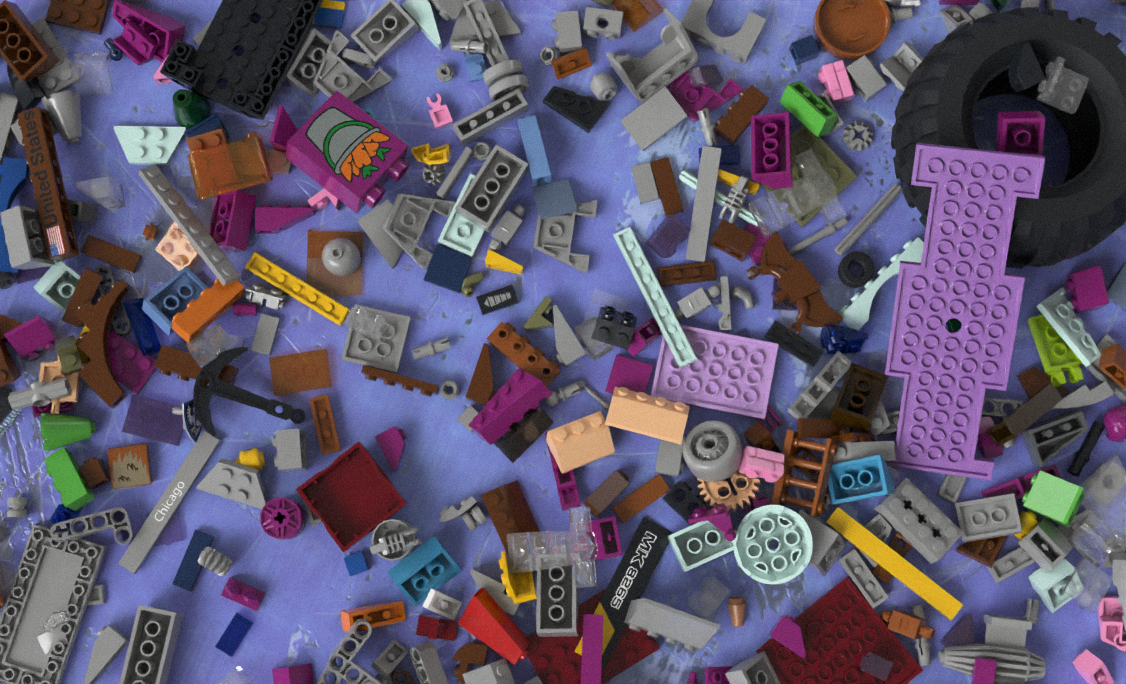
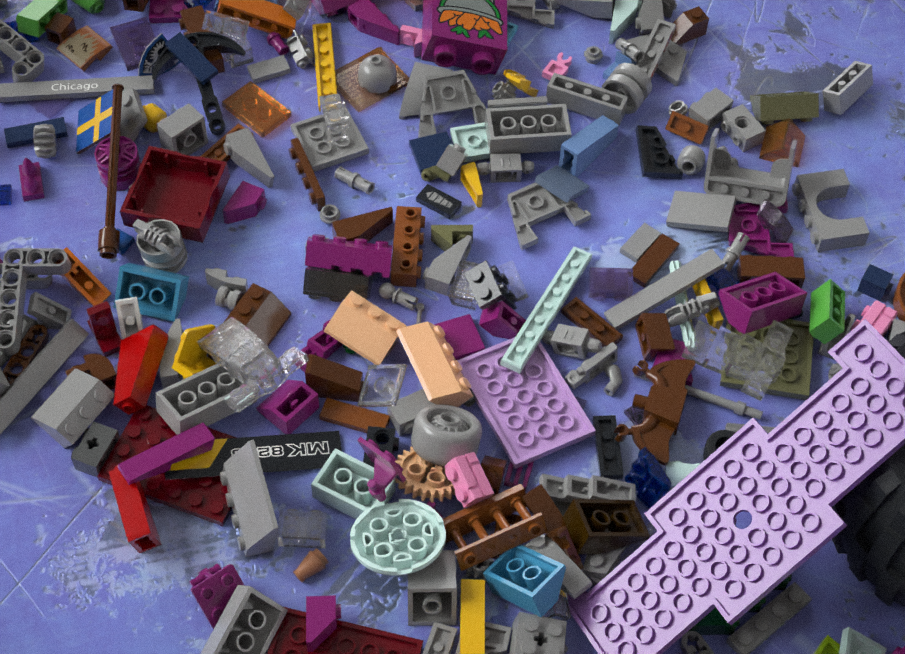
camera: 50 degrees right, 25 degrees down
(223, 395) = (191, 58): none -> dark blue tile
(236, 510) = (96, 123): none -> flag
(347, 414) = (247, 155): none -> light grey slope
(474, 265) = (452, 159): none -> light grey brick
(641, 465) = (382, 385): none -> clear slope

